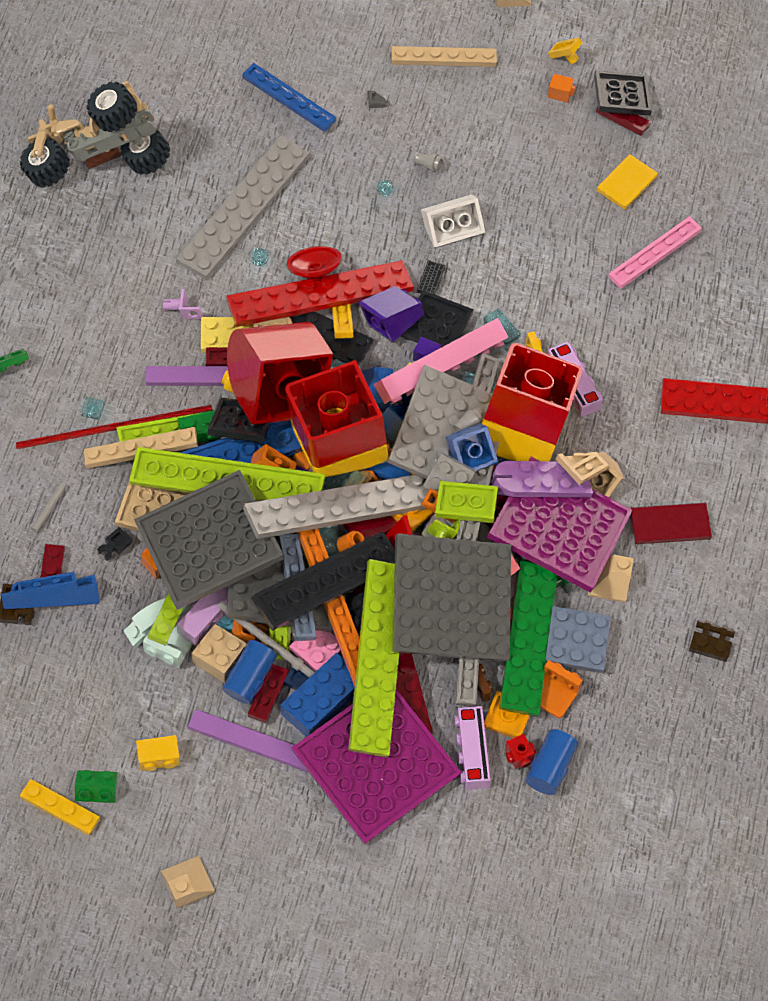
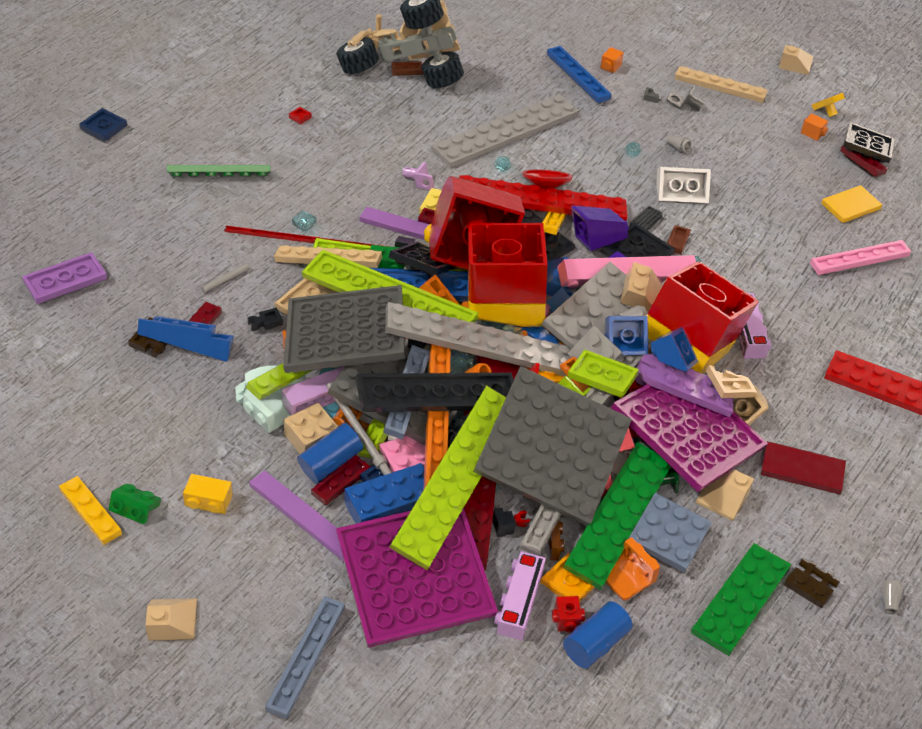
camera: 20 degrees right, 15 degrees down
(18, 265) = (300, 115): none -> red tile
(205, 399) = (402, 241): none -> black tile
(317, 64) = (611, 60): none -> orange brick
(318, 873) = (305, 658): none -> sand blue plate
(415, 96) = (689, 99): none -> dark grey bracket
(432, 681) = (505, 522): none -> black piece
(466, 387) = (640, 286): none -> tan slope
(471, 292) = (678, 238): none -> copper tile
(522, 451) = (675, 350): none -> blue slope
(657, 678) = (740, 599): none -> green plate

